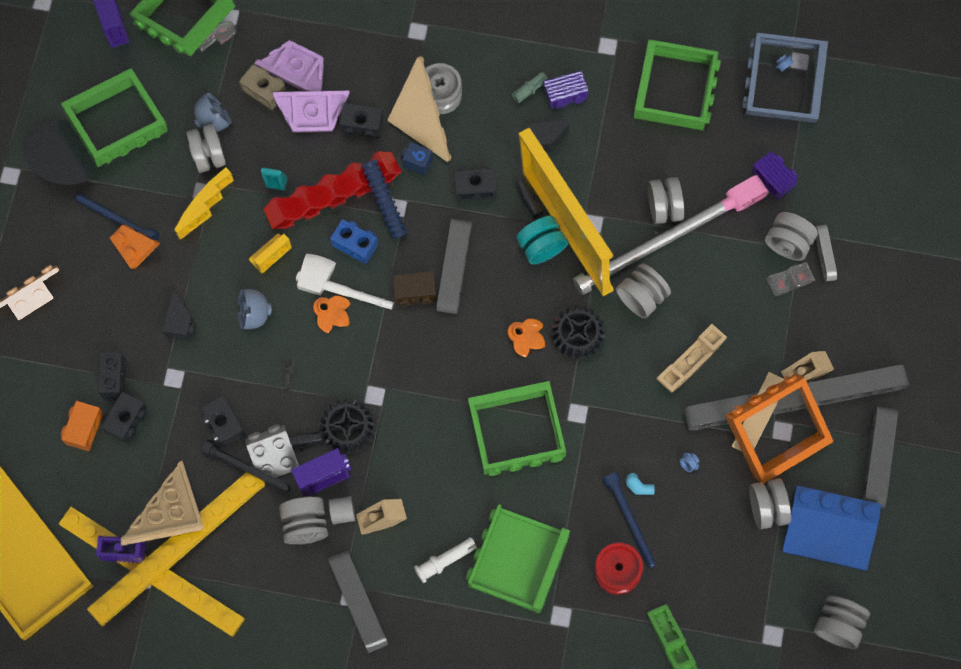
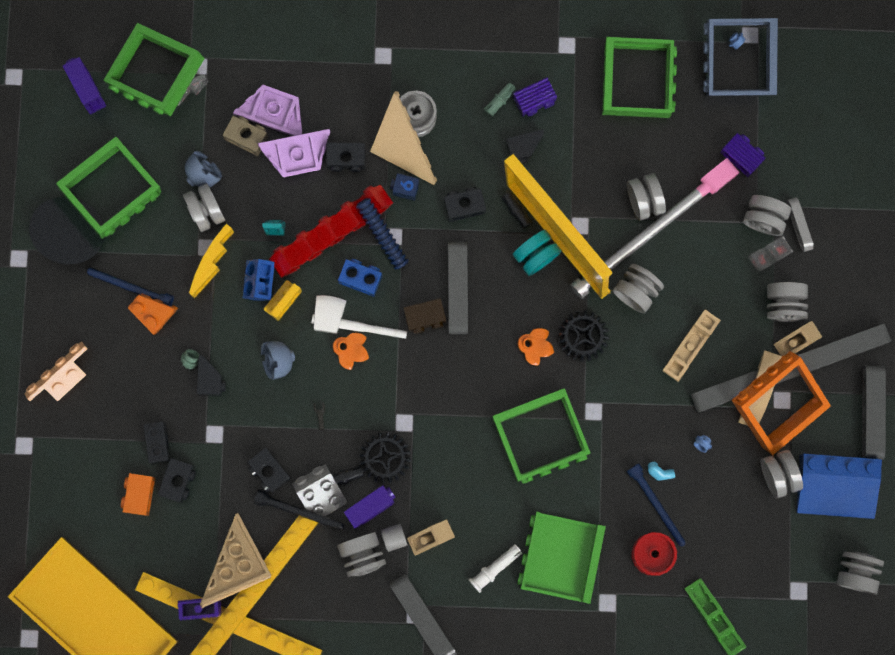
camera: 15 degrees left, 10 degrees up
(162, 297) = (190, 359): none -> sand green plate
(248, 227) = (258, 280): none -> blue brick
(801, 326) = (787, 301): none -> light grey wheel

